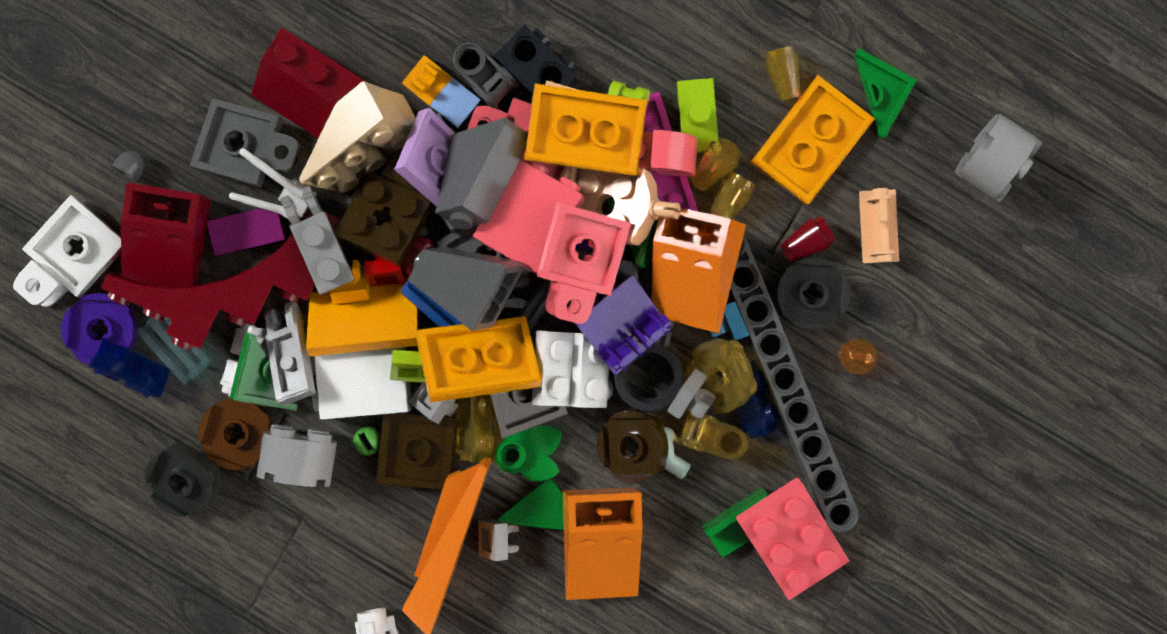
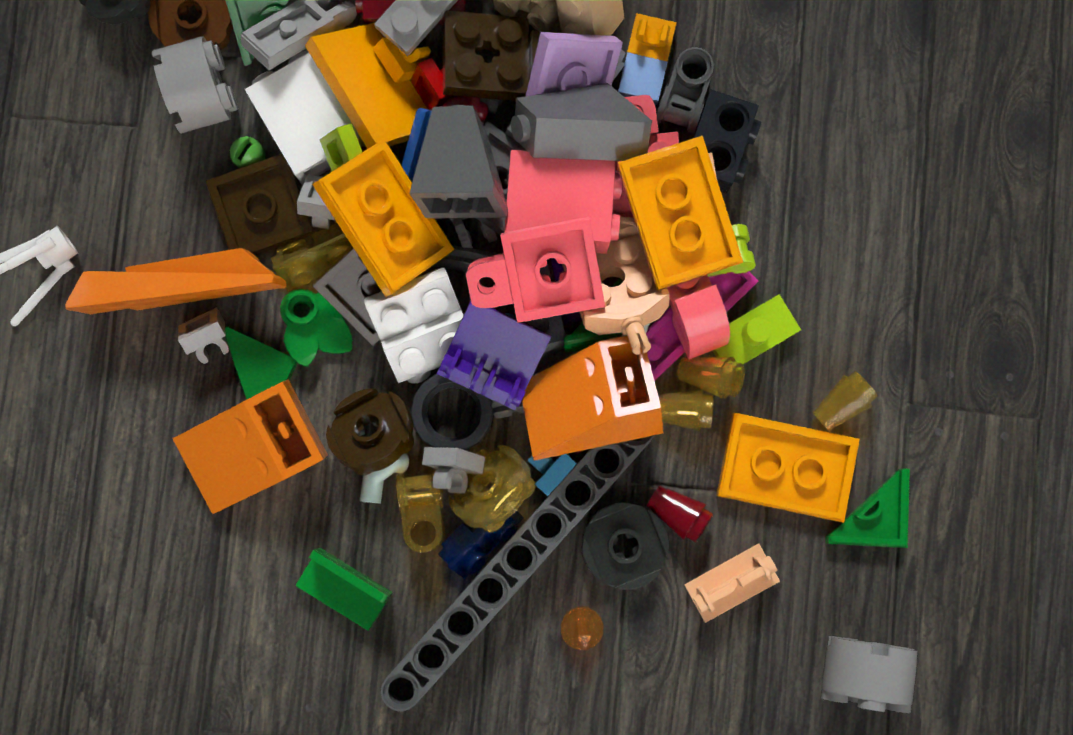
camera: 65 degrees right, 5 degrees down
(792, 538) = (350, 650): coral plate -> none

